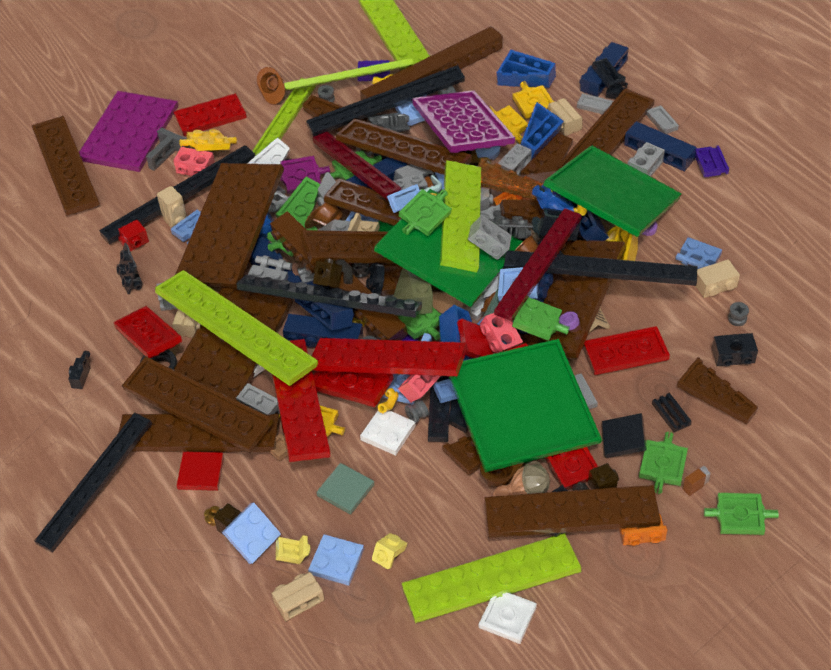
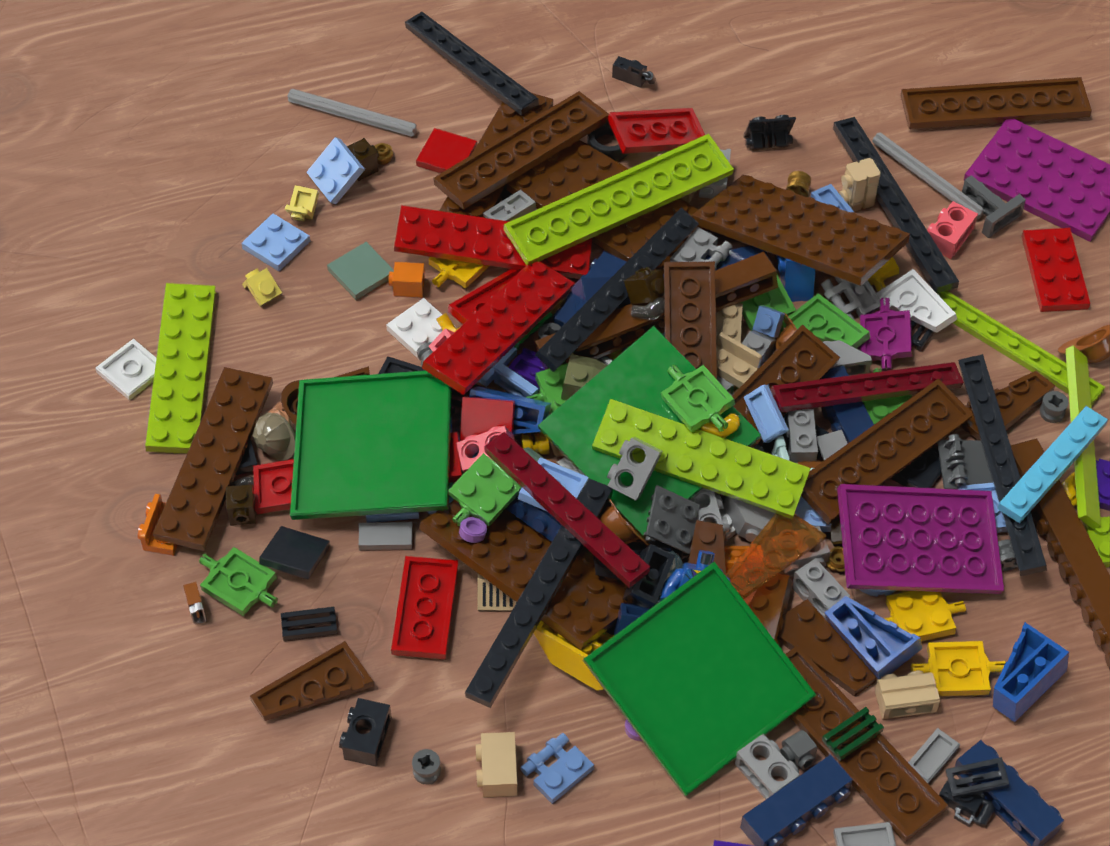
camera: 105 degrees right, 5 degrees up
(133, 234) = (833, 148): red brick -> none
(143, 186) = (926, 173): none -> light grey axle
(171, 556) = (352, 112): none -> light grey axle
(176, 246) = (799, 183): none -> pearl gold wheel
(207, 140) = (986, 248): yellow plate -> none
(297, 596) = (245, 197): tan brick -> none
(316, 223) = (768, 321): none -> medium blue plate
(347, 448) = (407, 279): none -> orange brick
(384, 73) = (1052, 464): none -> medium azure plate
(605, 128) = (844, 726): none -> dark green tile
(625, 151) = (799, 749): none -> dark grey plate
(740, 513) = (129, 632): bright green plate -> none

